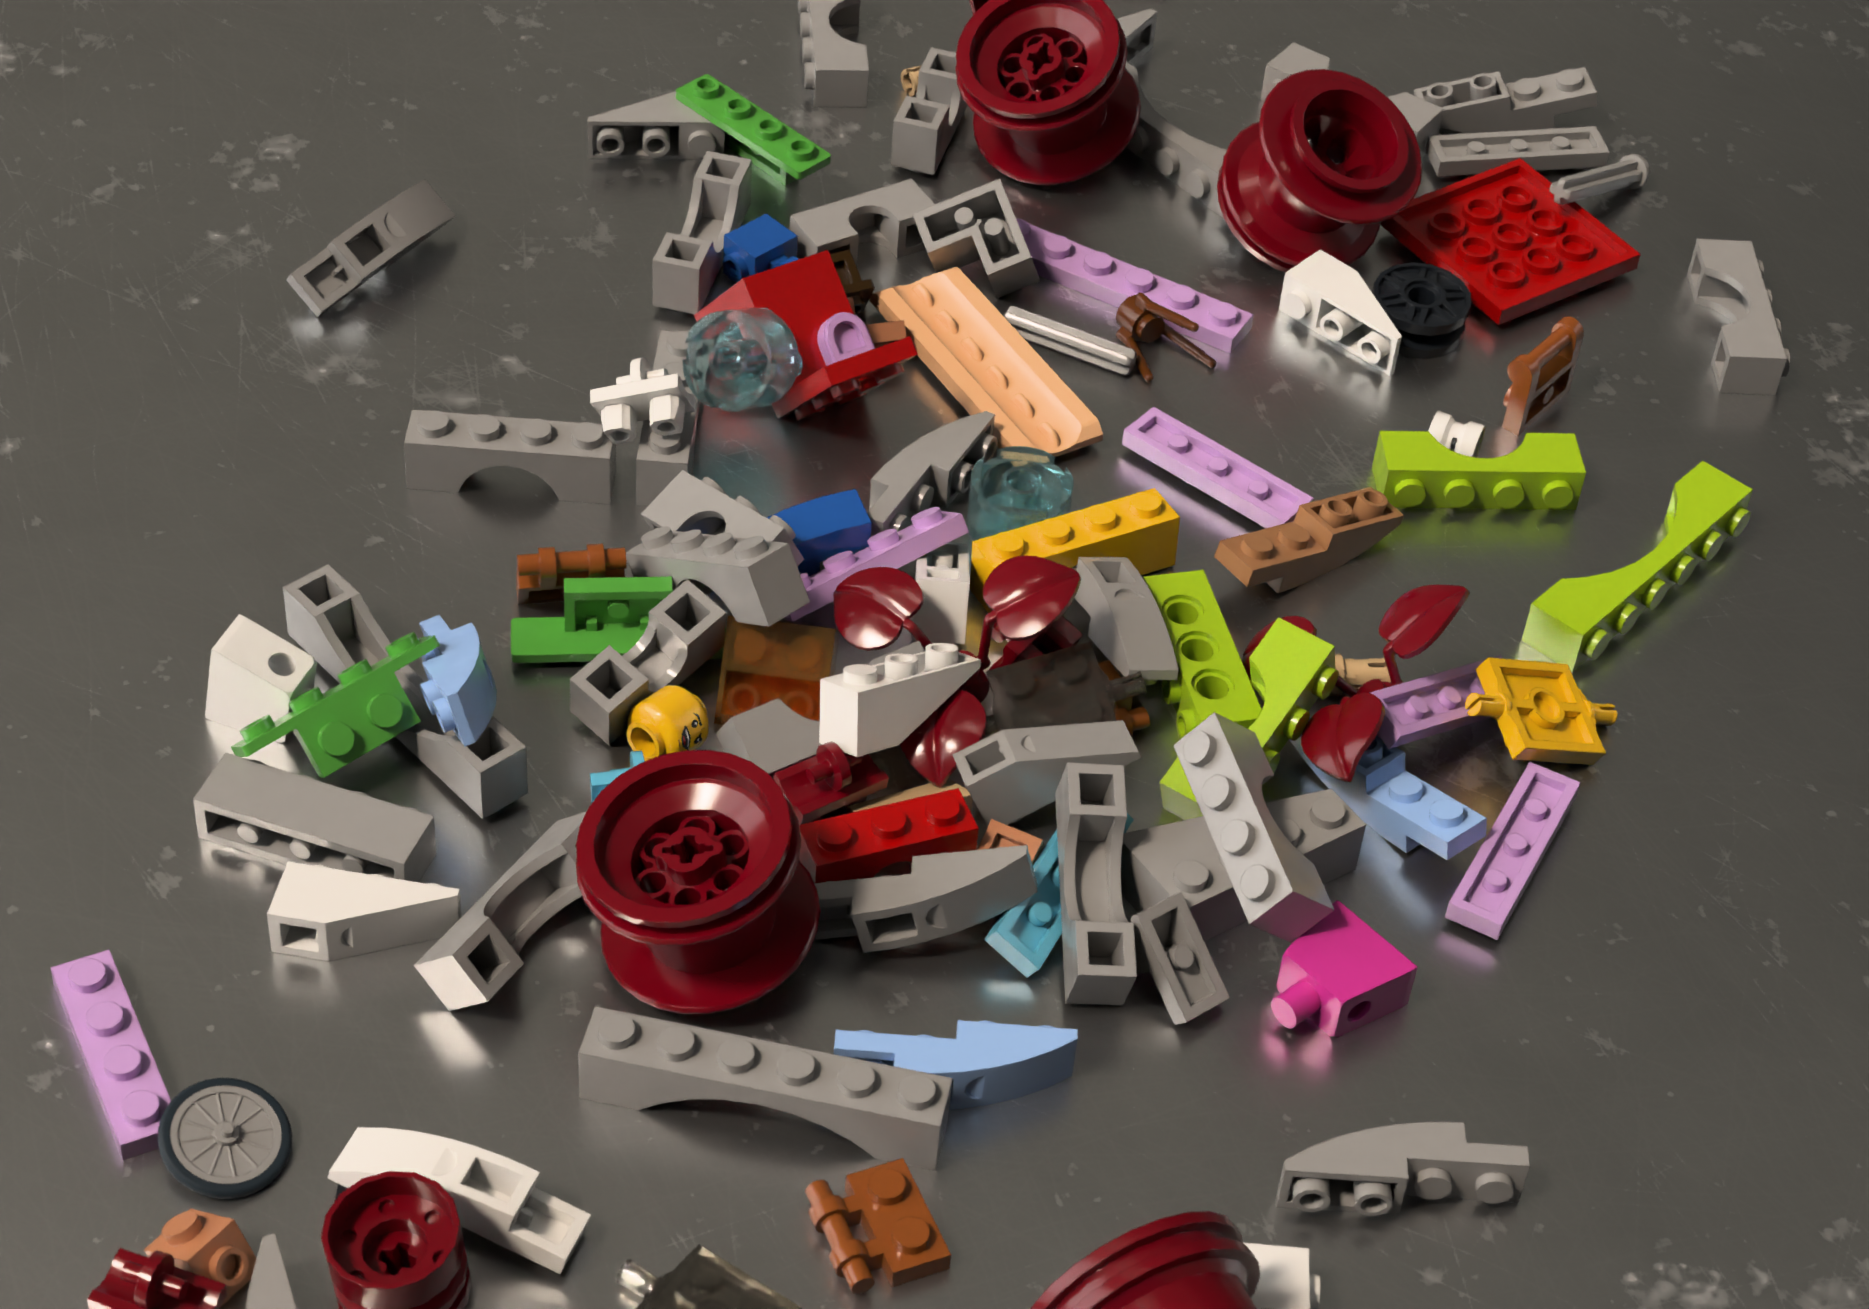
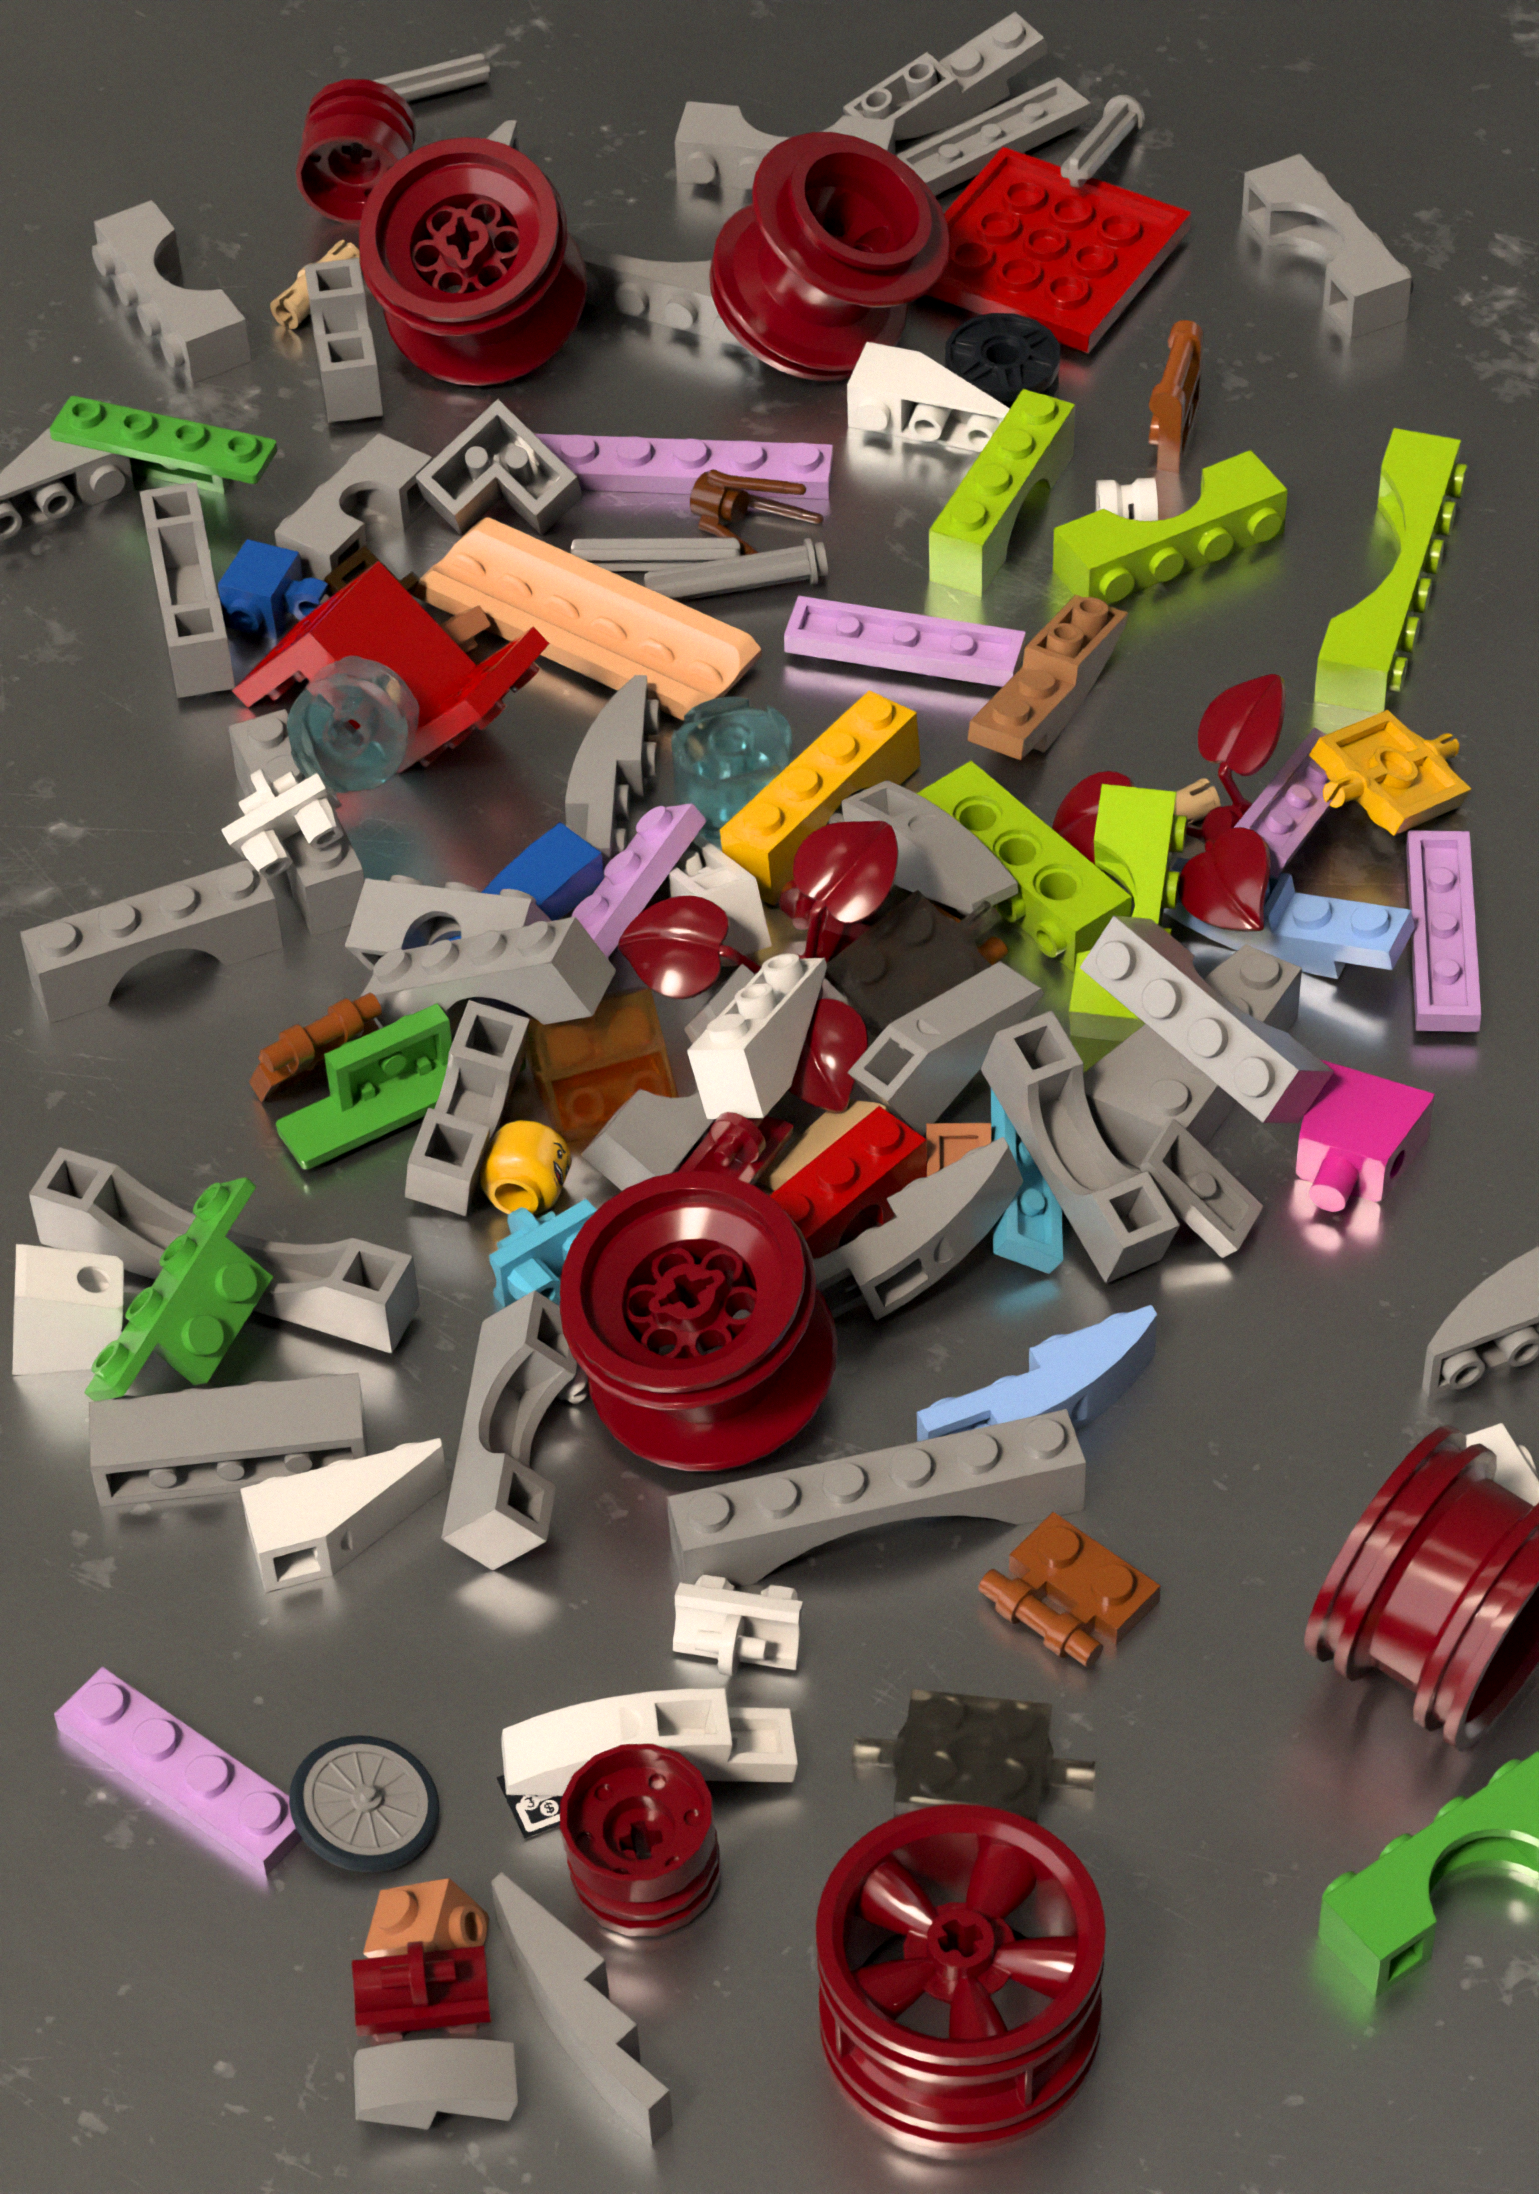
camera: 20 degrees left, 5 degrees up
(459, 680) = (289, 1213): light blue slope -> none
(595, 1134) = (738, 1625): none -> white hips
(843, 337) = (442, 657): lavender tile -> none
(1123, 376) = (740, 572): none -> light grey axle
(1320, 410) = (976, 524): none -> lime arch

